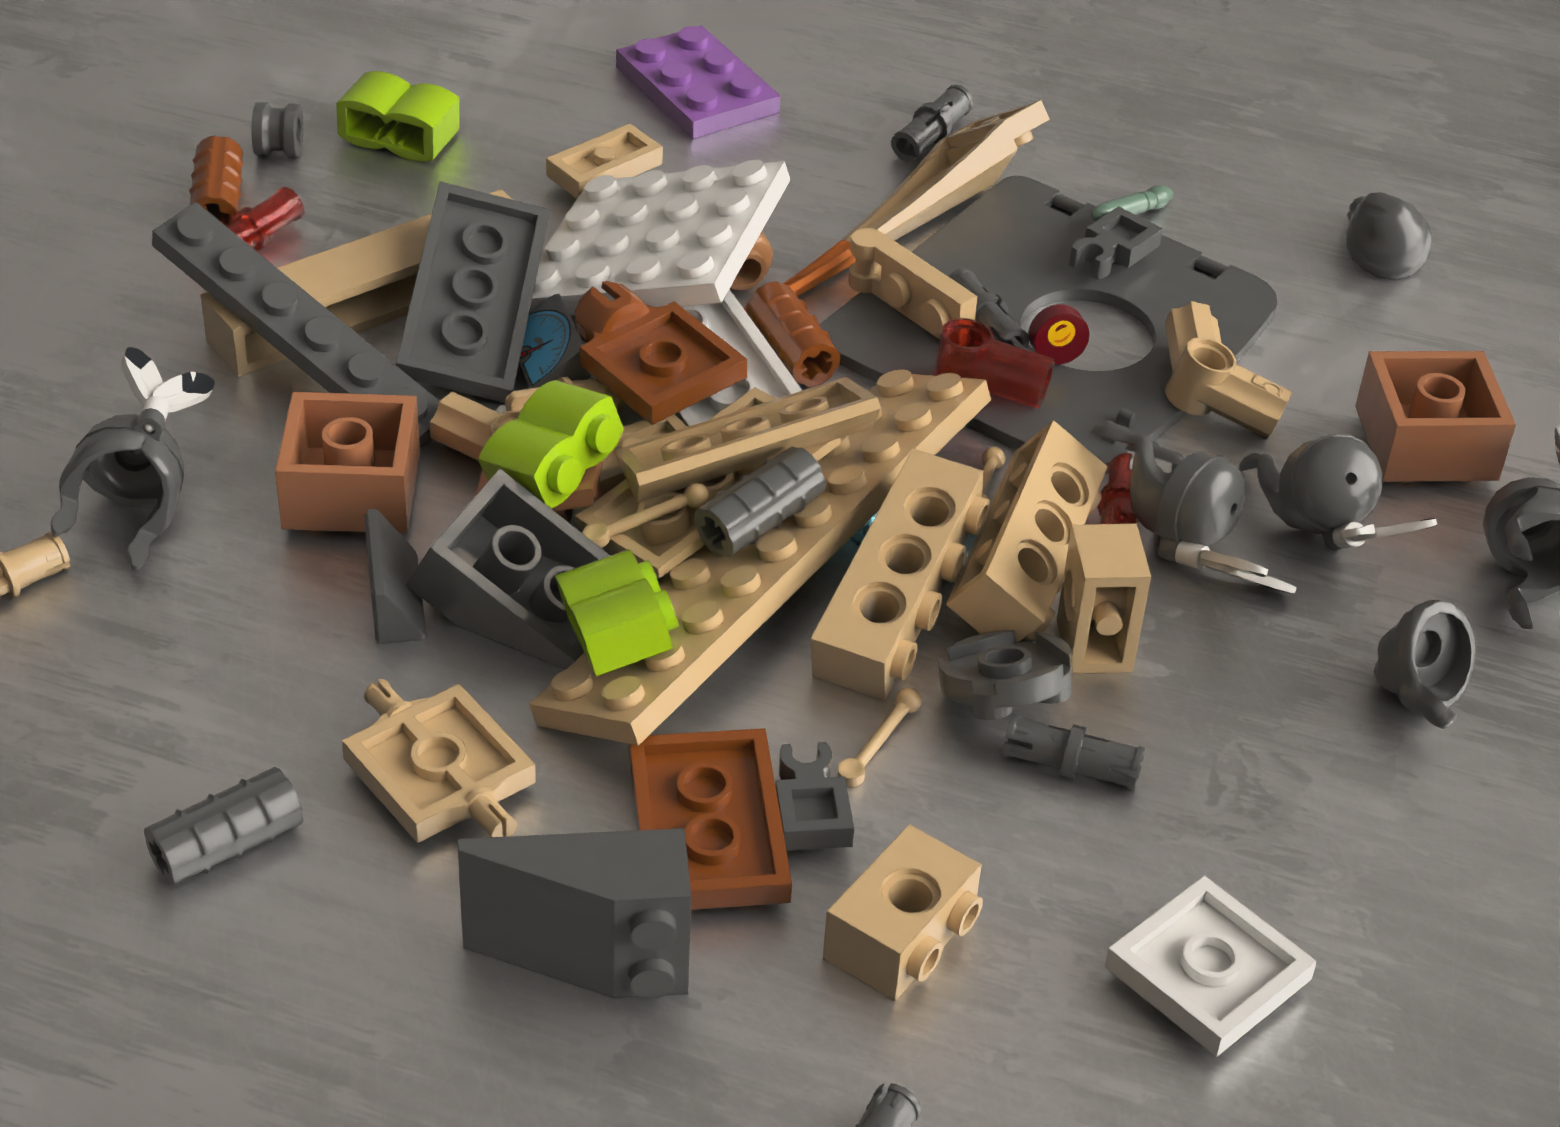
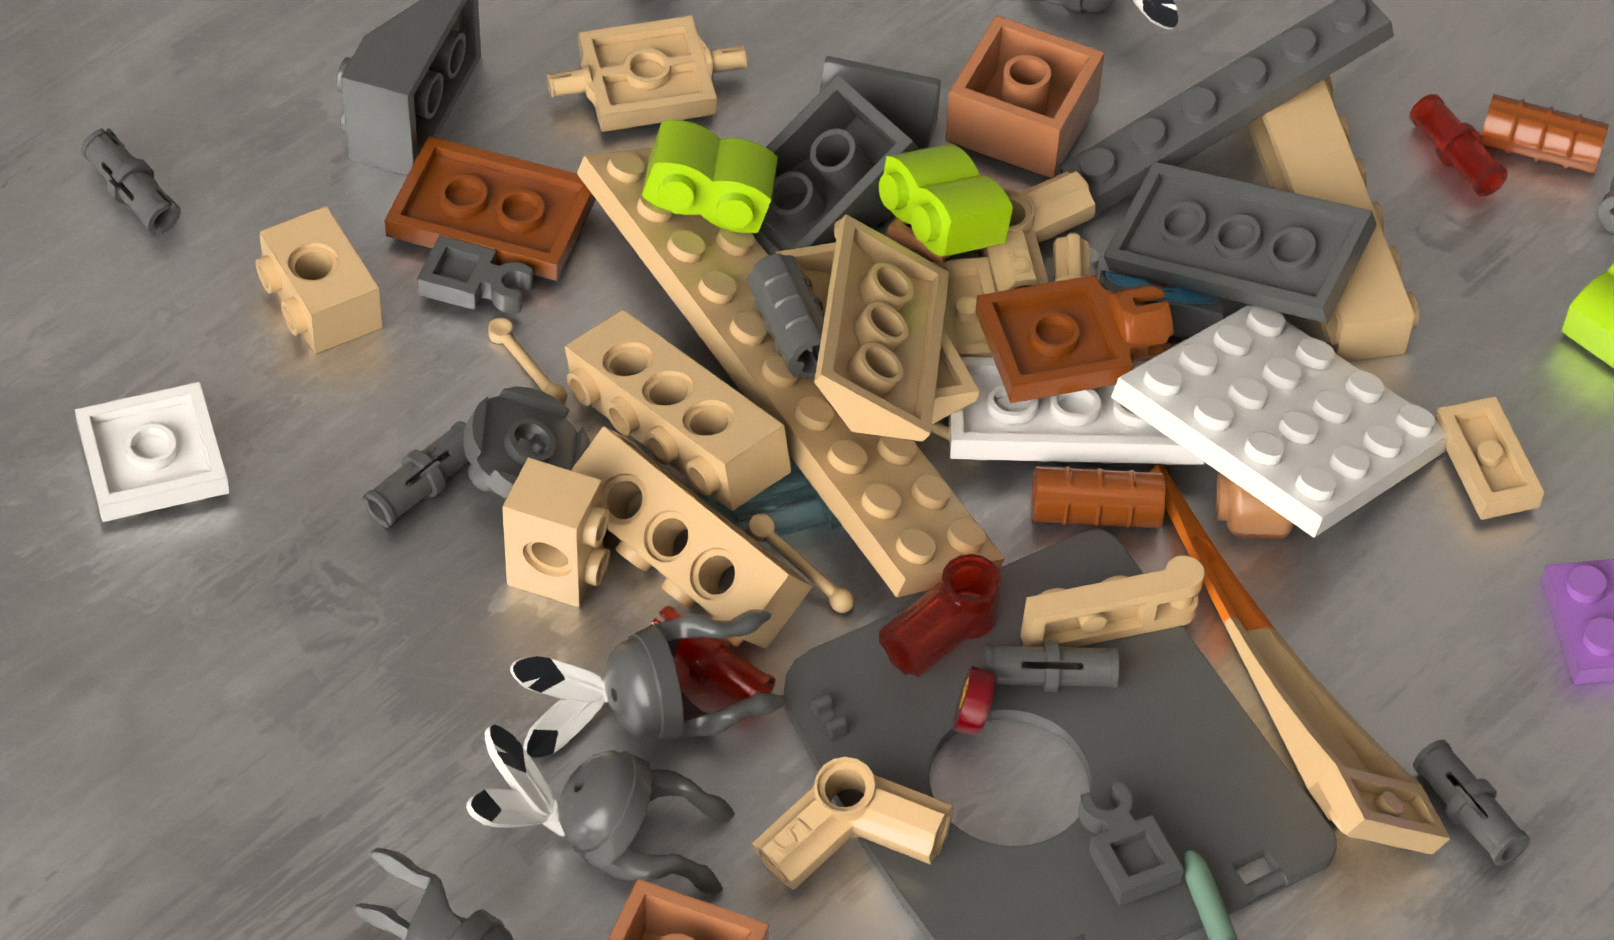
camera: 115 degrees right, 10 degrees up
(1428, 660) = (354, 774): dark grey hat -> none

